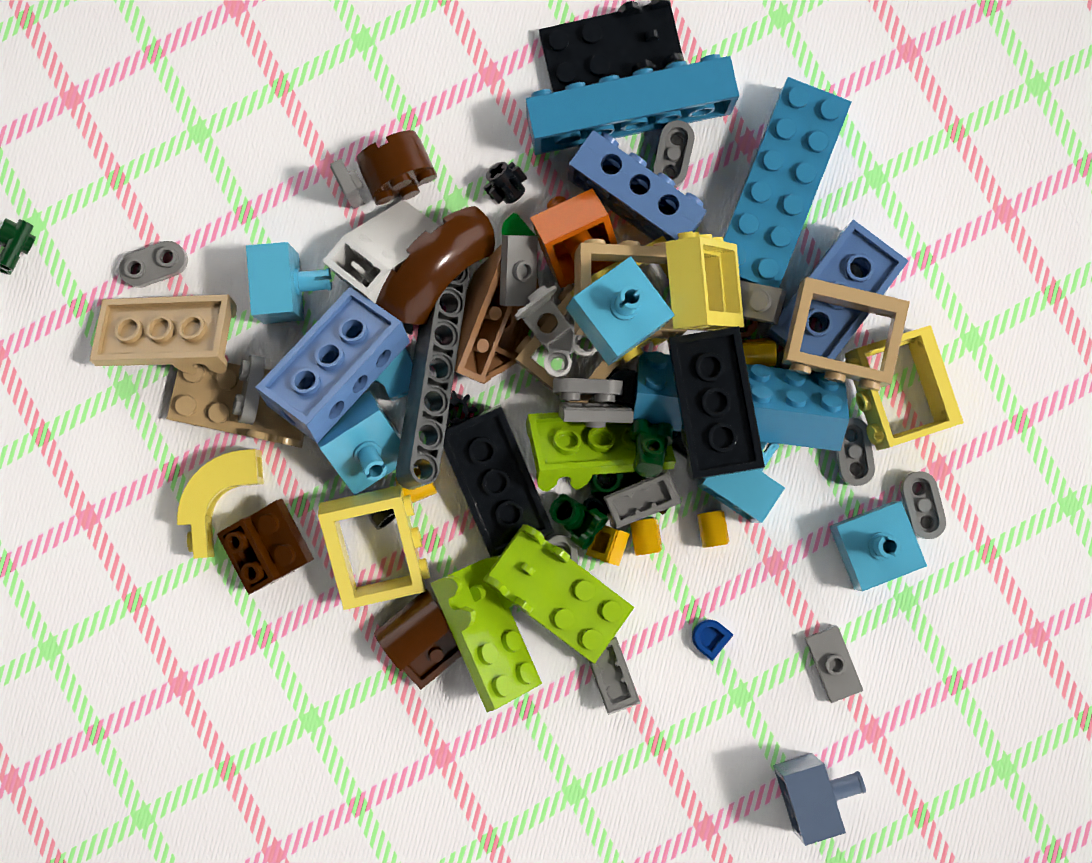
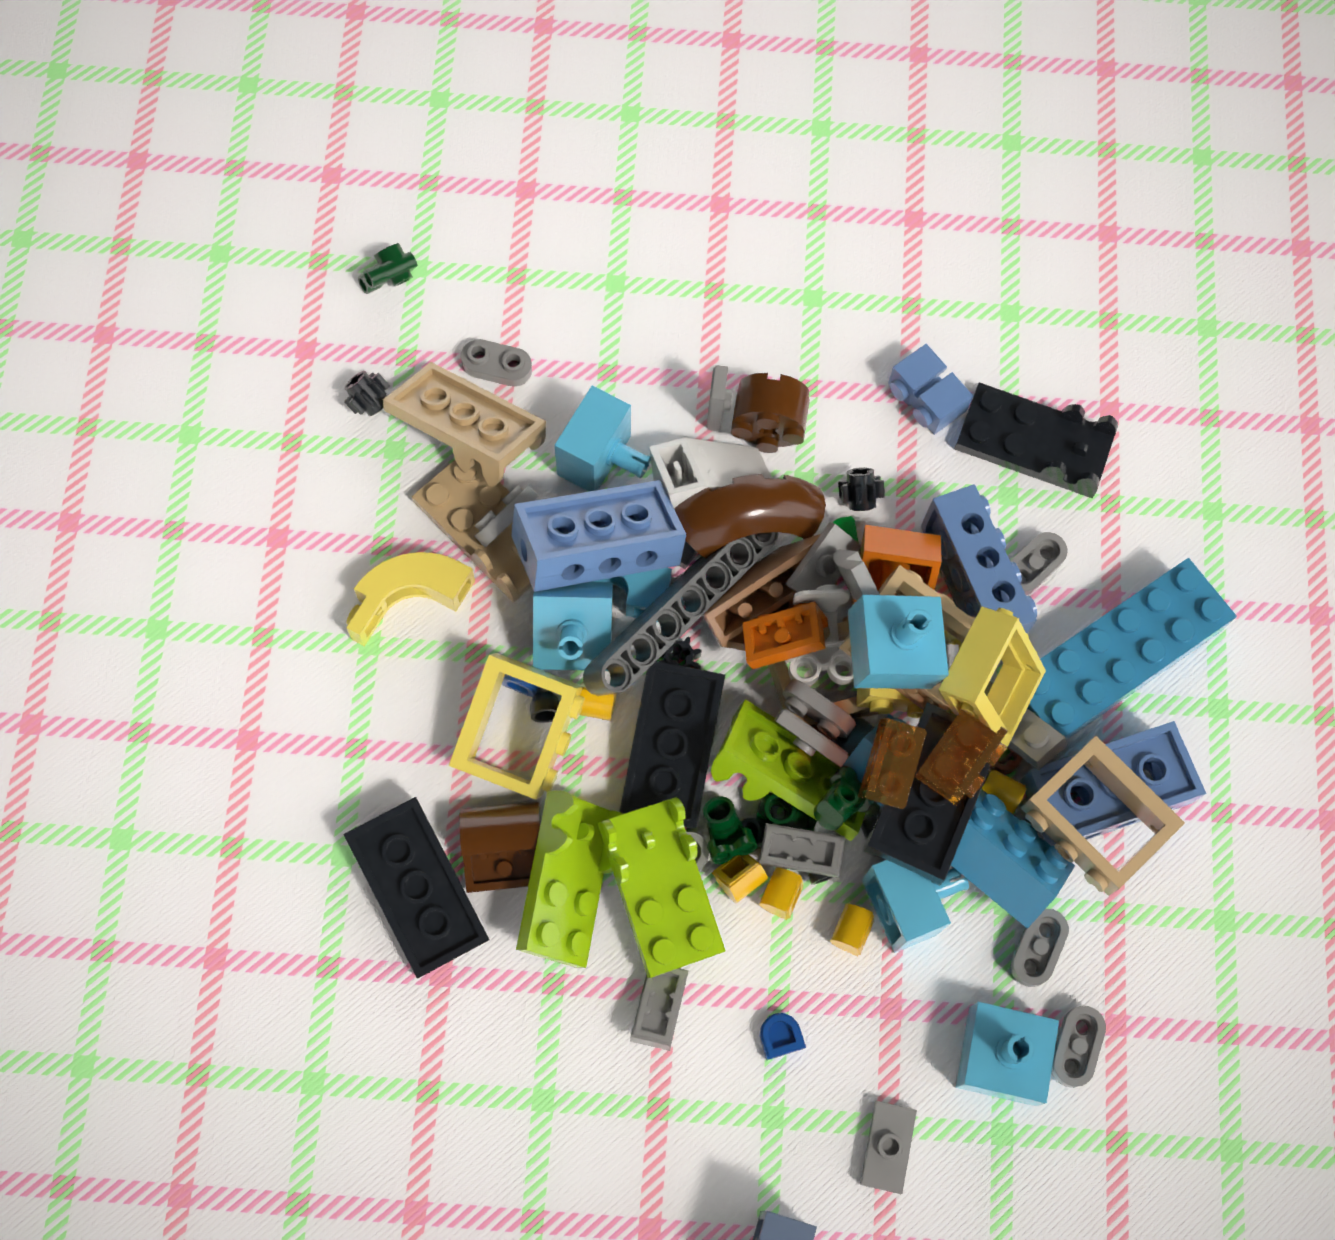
camera: 30 degrees right, 15 degrees down
(71, 360) = (366, 393): none -> black gear
(265, 546) = (418, 663): reddish brown brick -> none
(382, 711) = (416, 887): none -> black hinge
(488, 58) = (934, 399): none -> medium blue piece
(526, 348) = (784, 635): none -> orange bracket
(551, 271) = (854, 573): none -> light grey slope
(632, 103) = (1027, 491): dark azure brick -> none
(672, 404) = (892, 763): none -> clear orange bracket
(721, 366) = (960, 757): none -> clear orange bracket
(934, 383) = (1162, 930): light yellow window -> none

